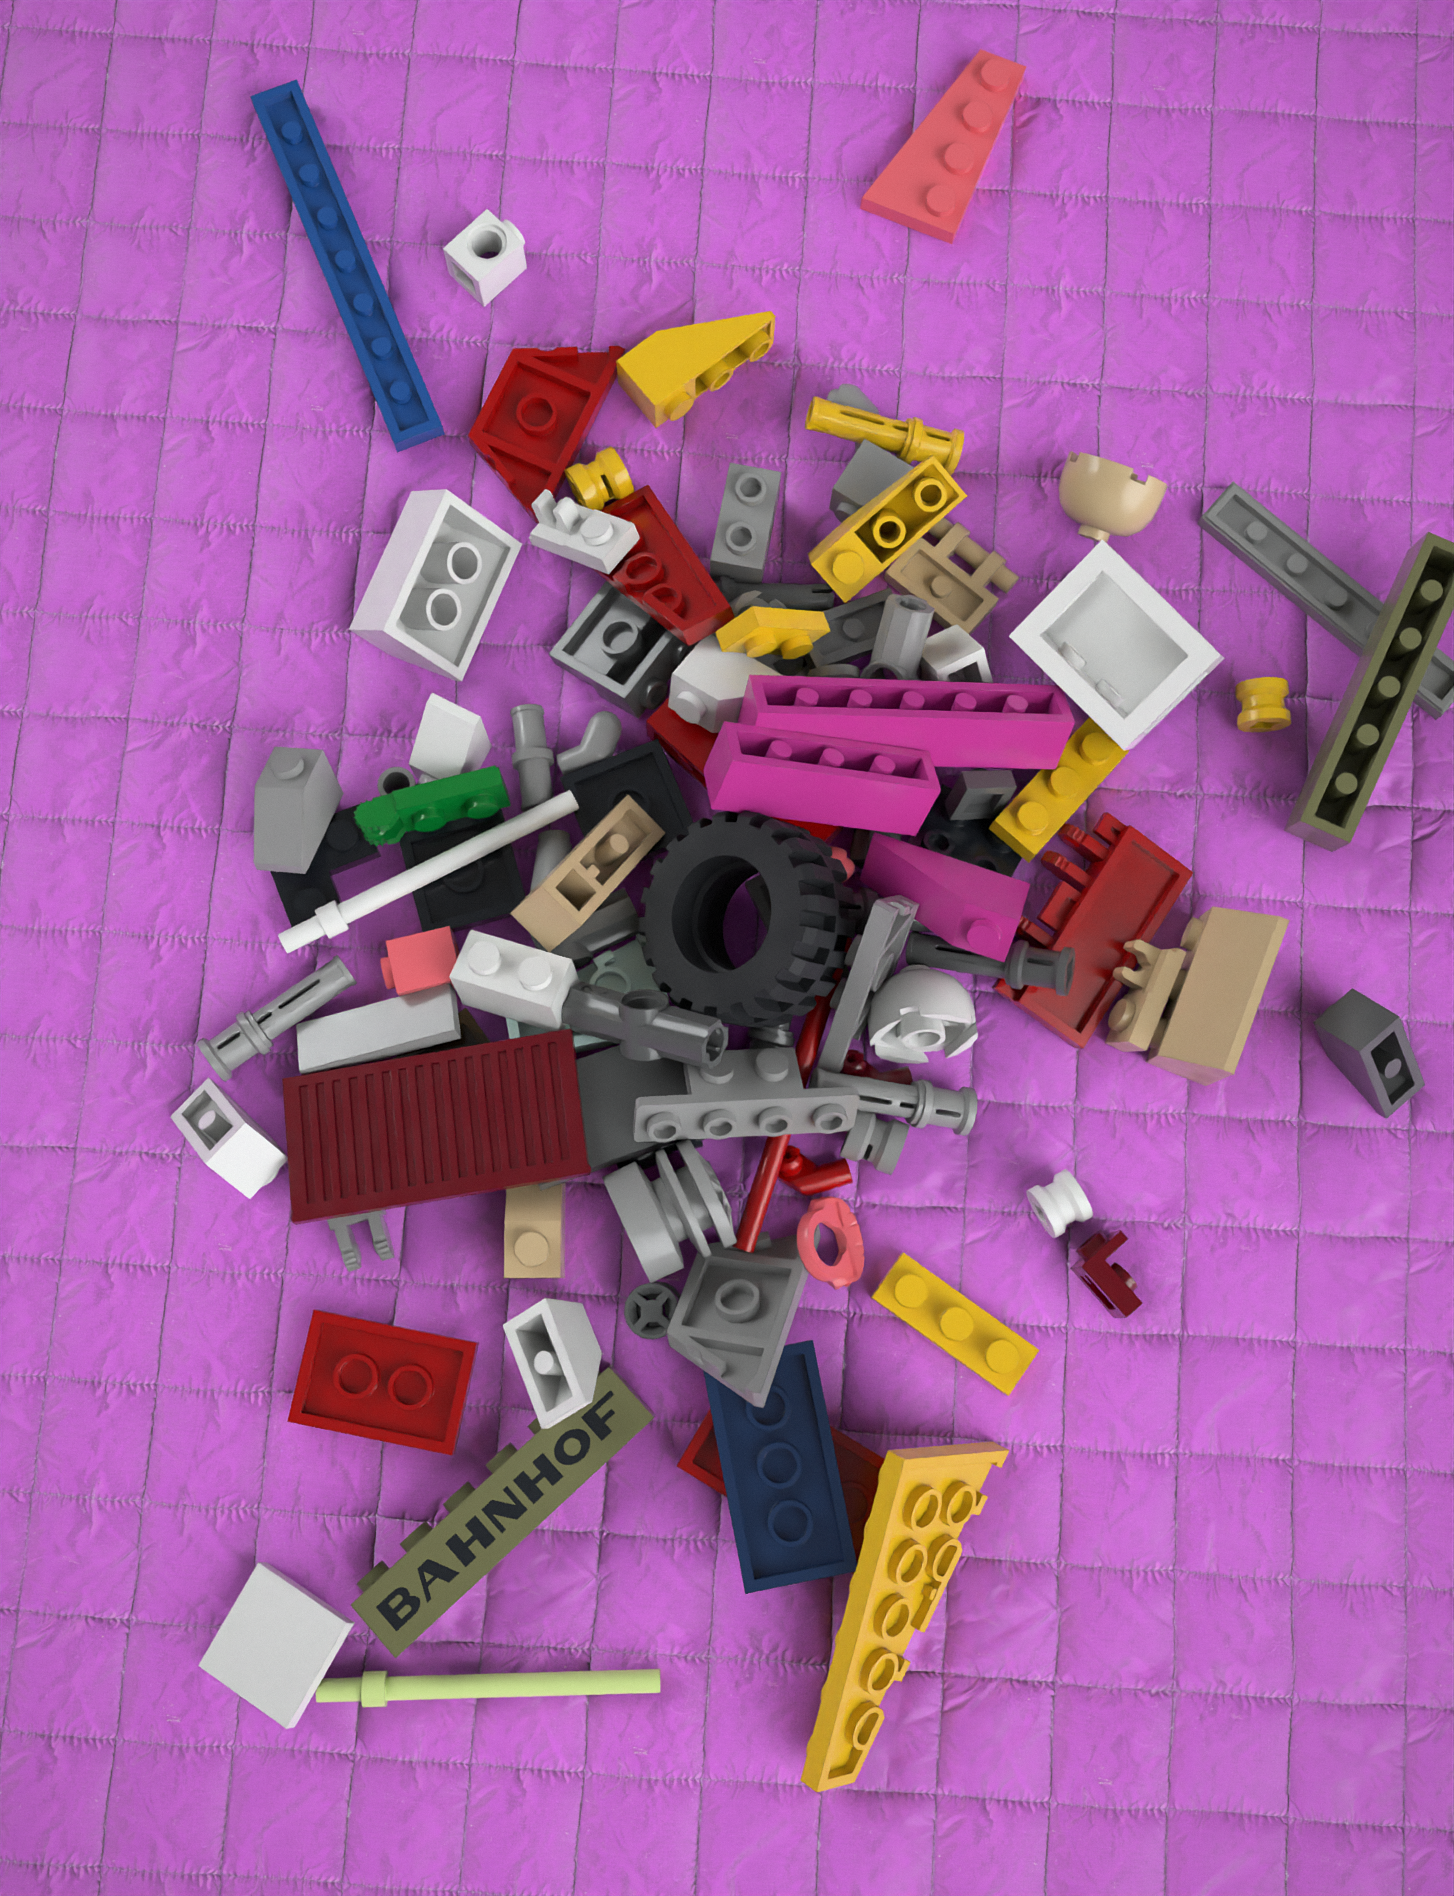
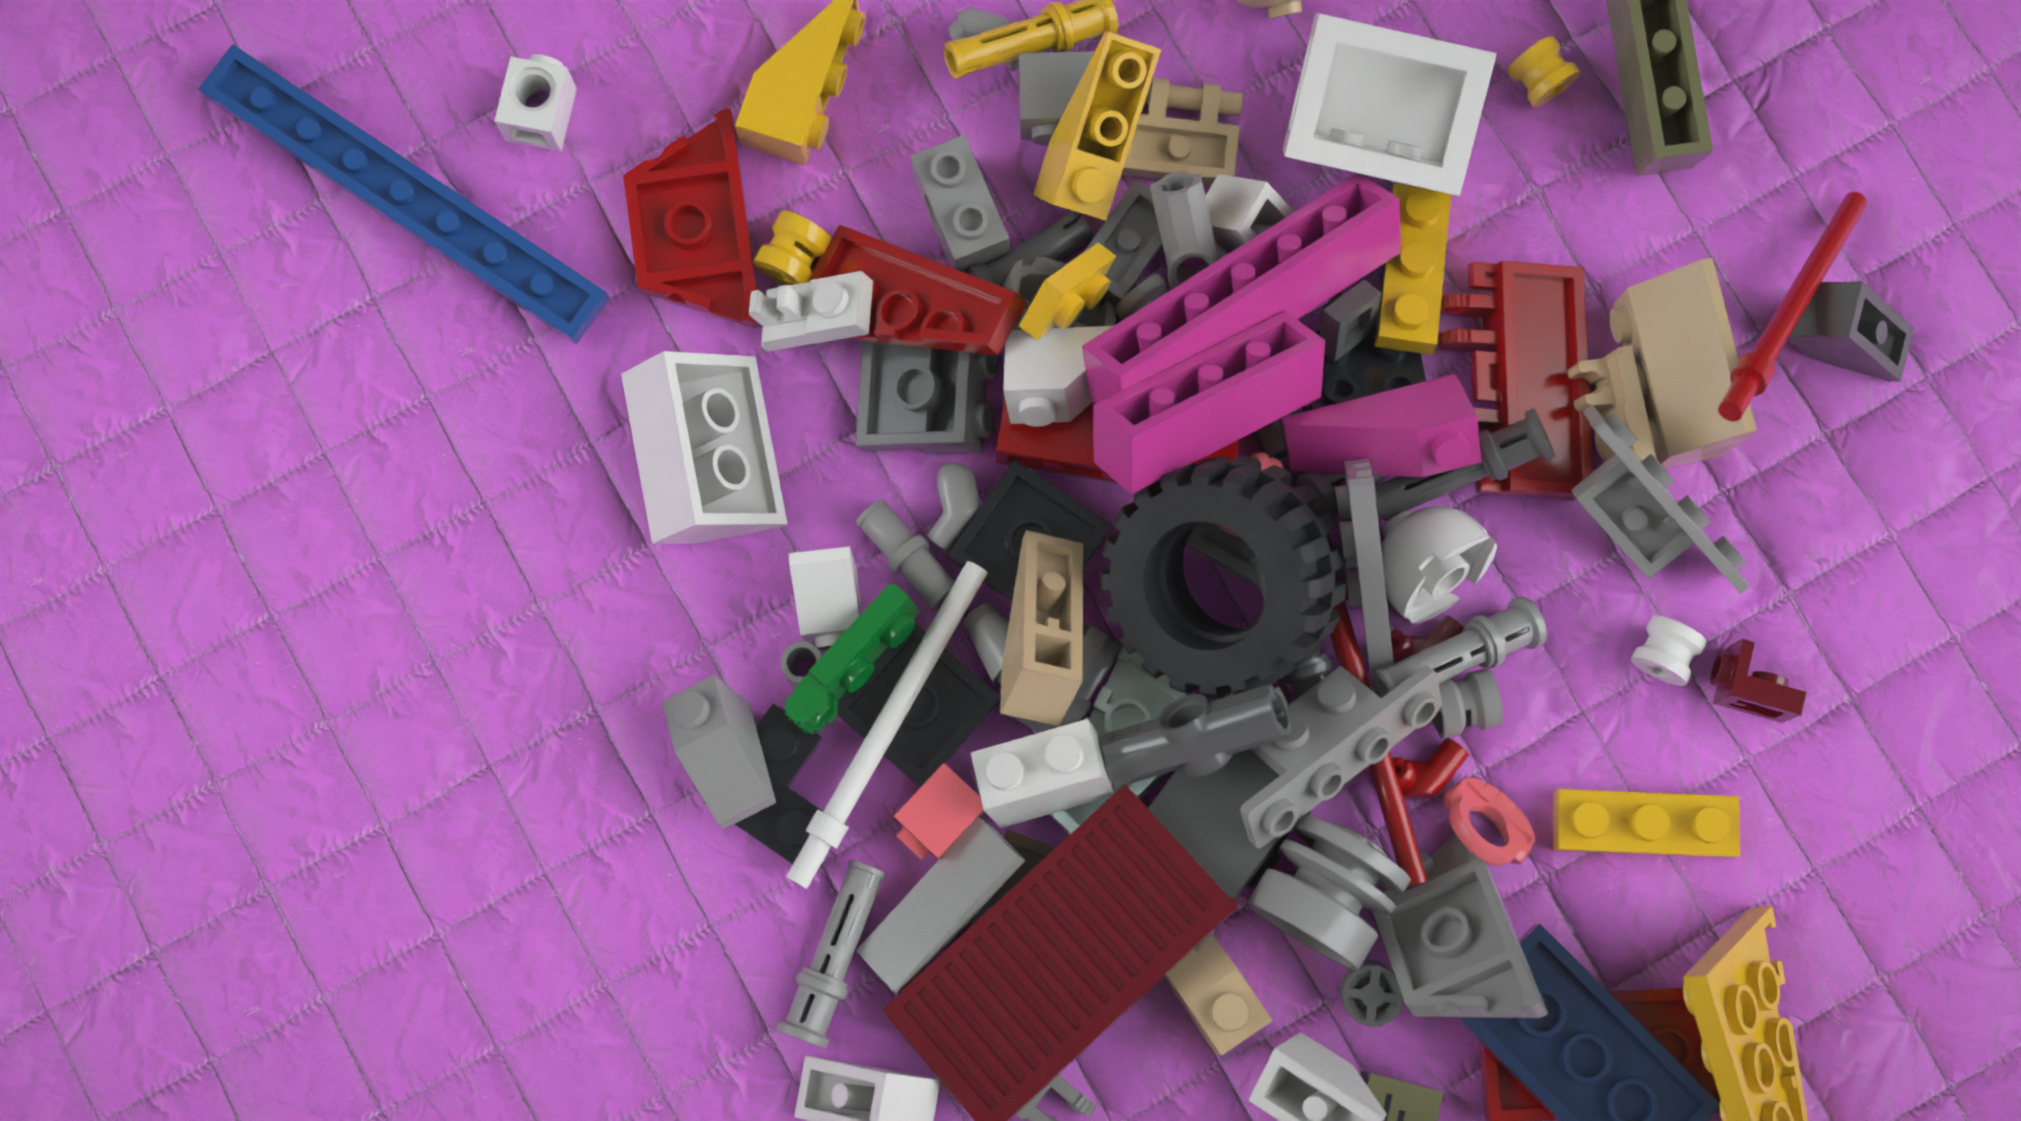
camera: 30 degrees left, 0 degrees up
(1108, 1085) = (1640, 512): none -> light grey bracket
(1263, 1025) = (1756, 368): none -> red bar

